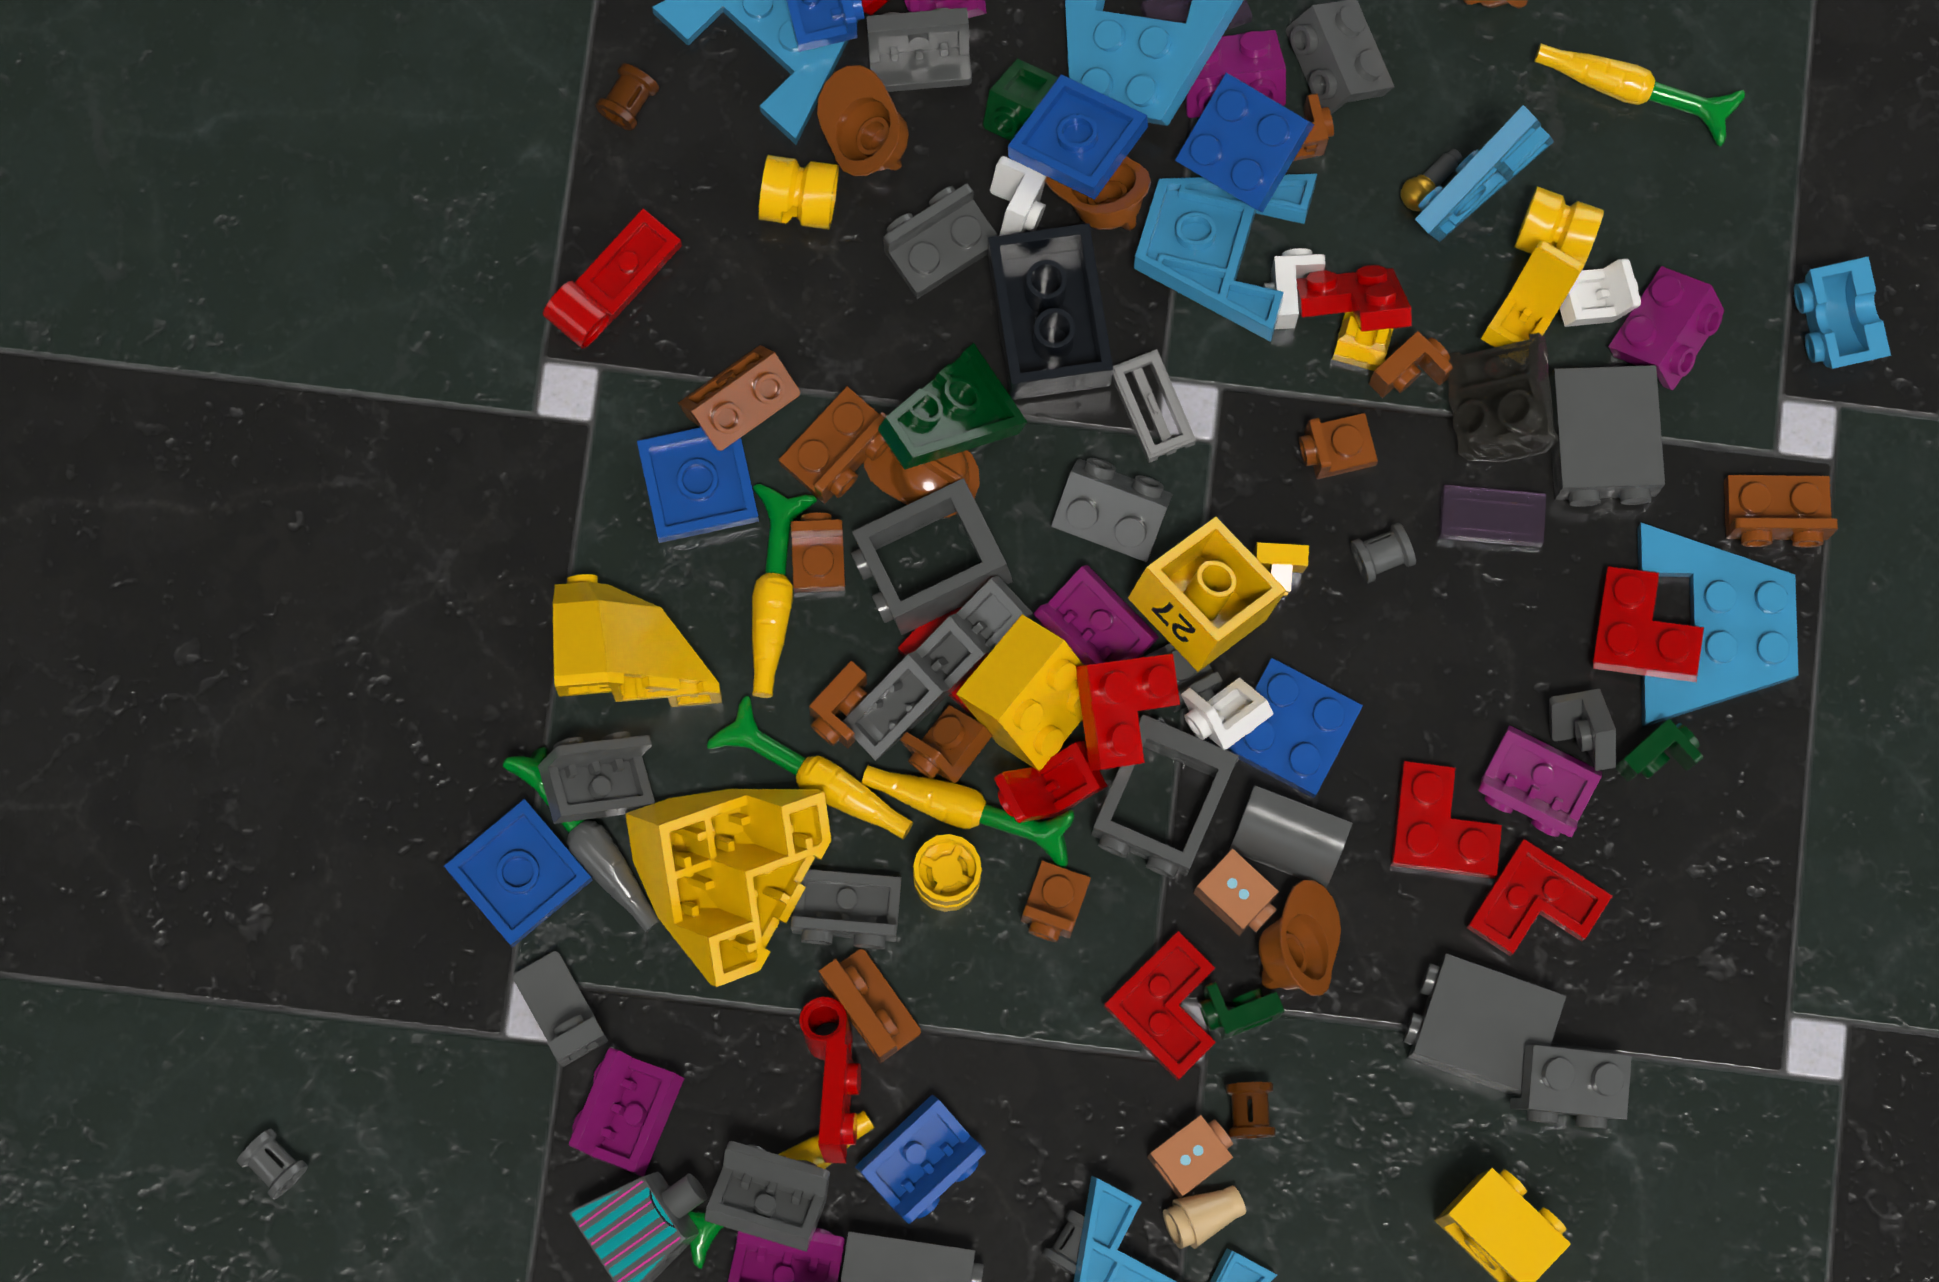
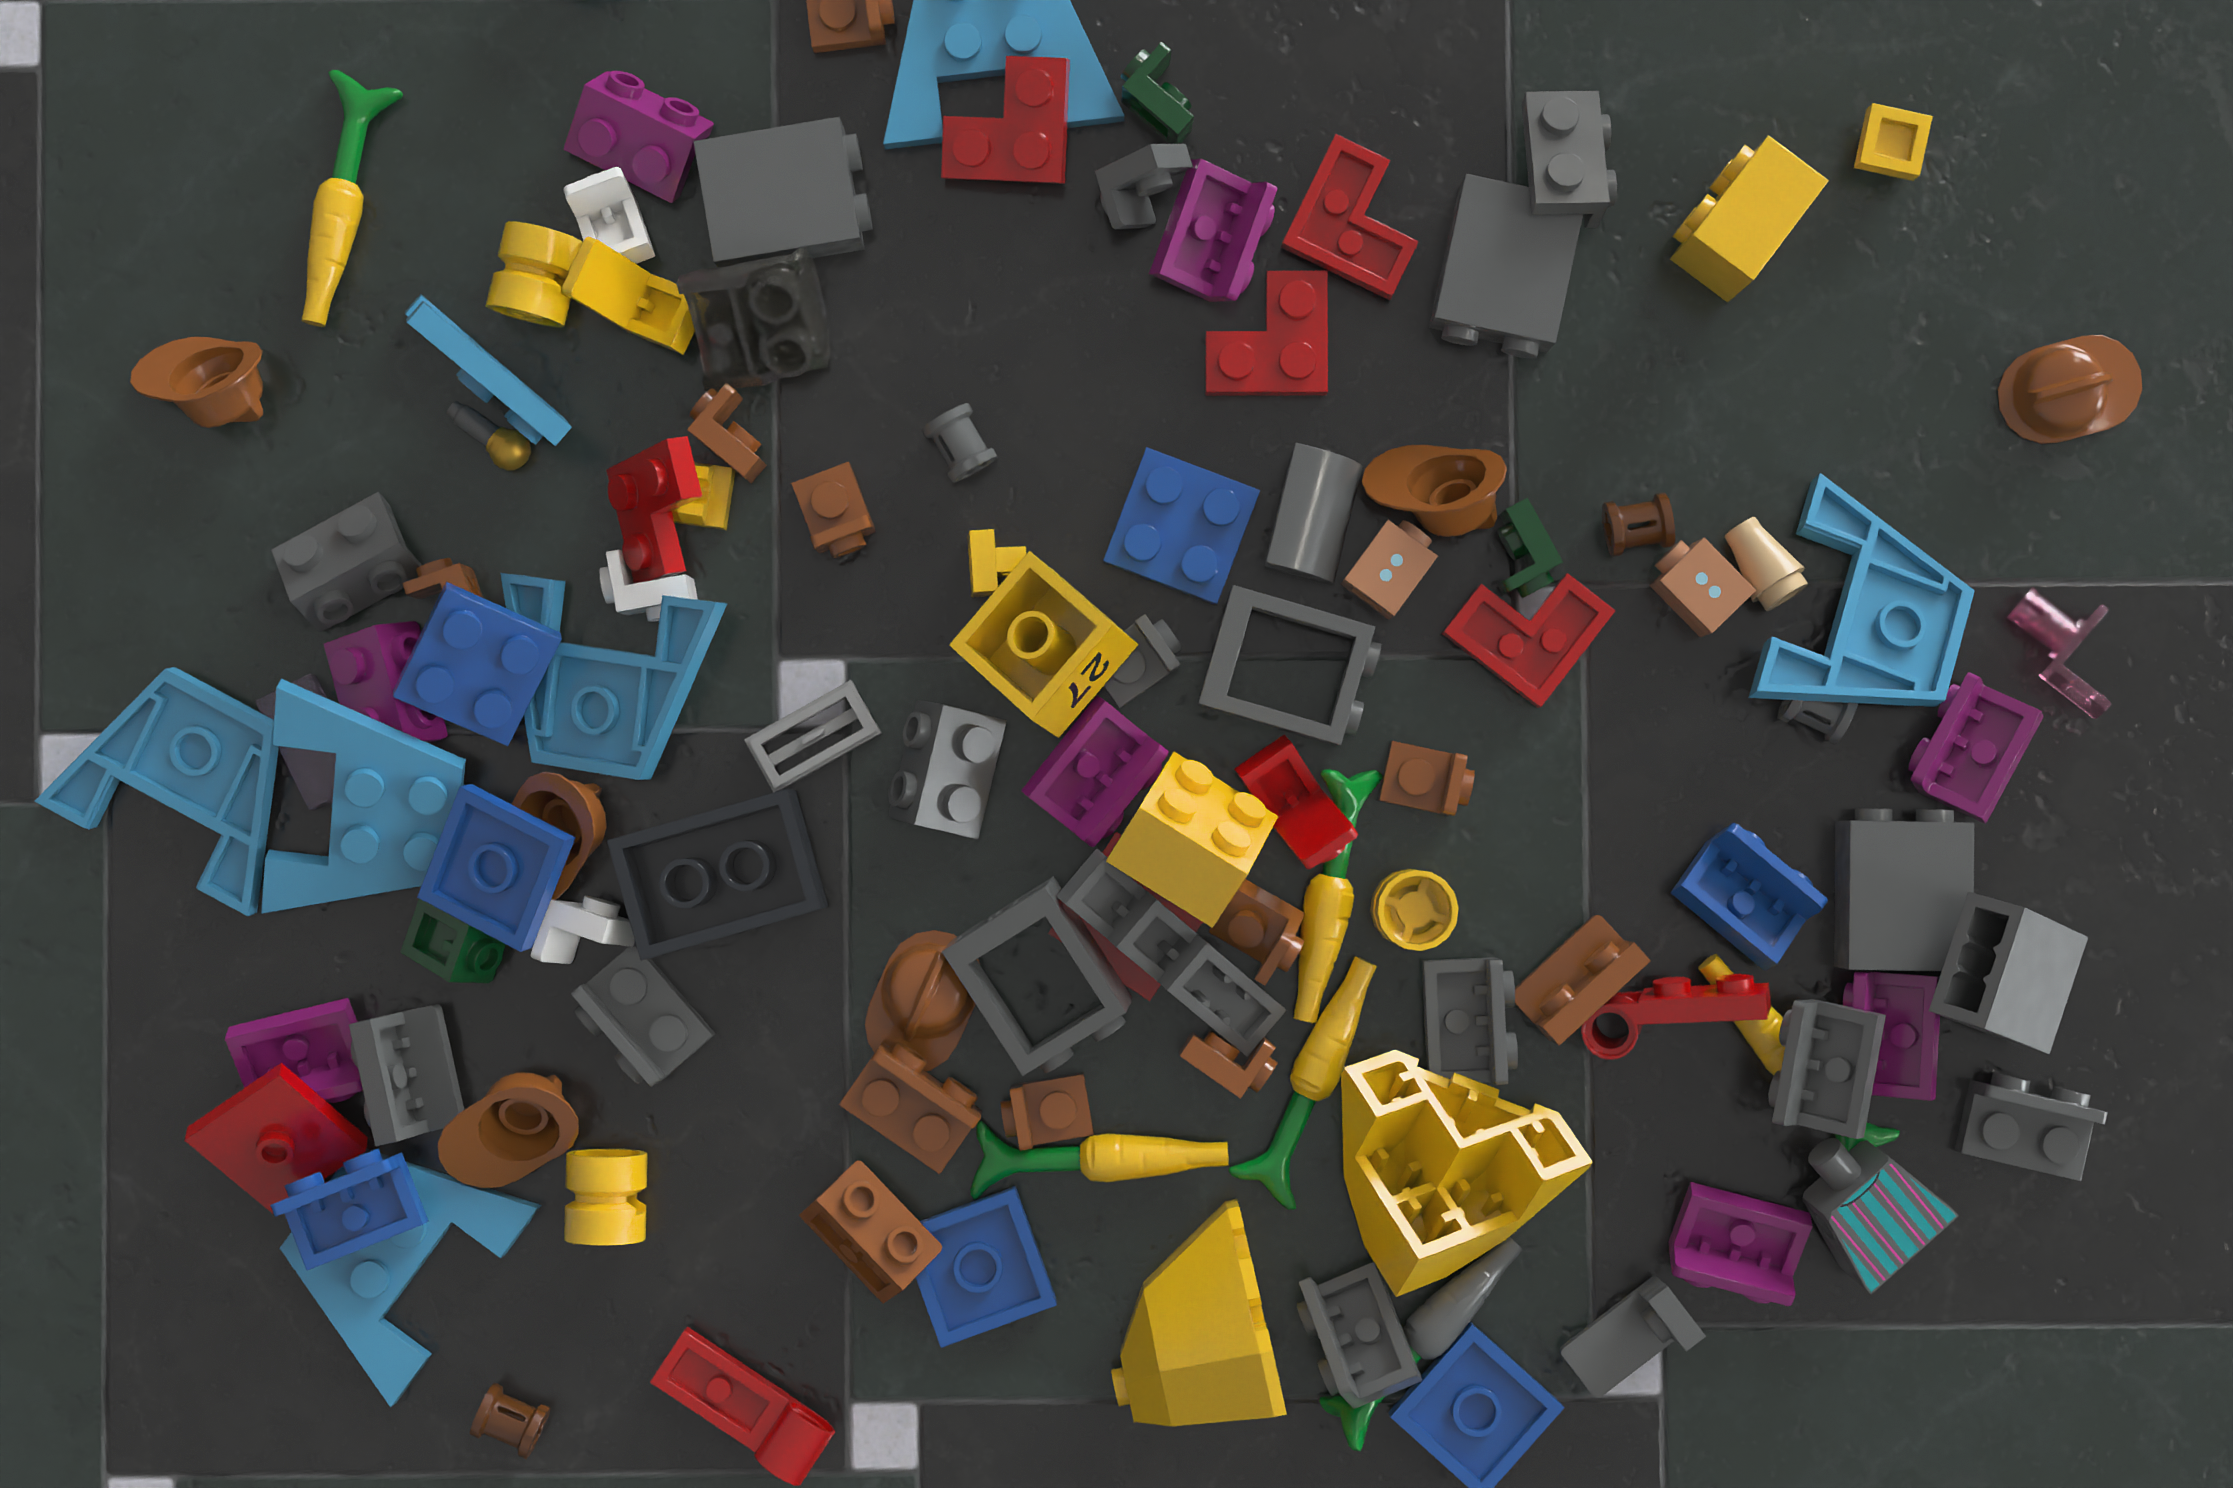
camera: 90 degrees left, 10 degrees up
(952, 413) = (863, 975): dark green wing -> none
(1111, 701) = (1197, 742): red plate -> none
(1227, 714) = (1185, 603): white bracket -> none
(1492, 516) = (895, 319): clear purple tile -> none

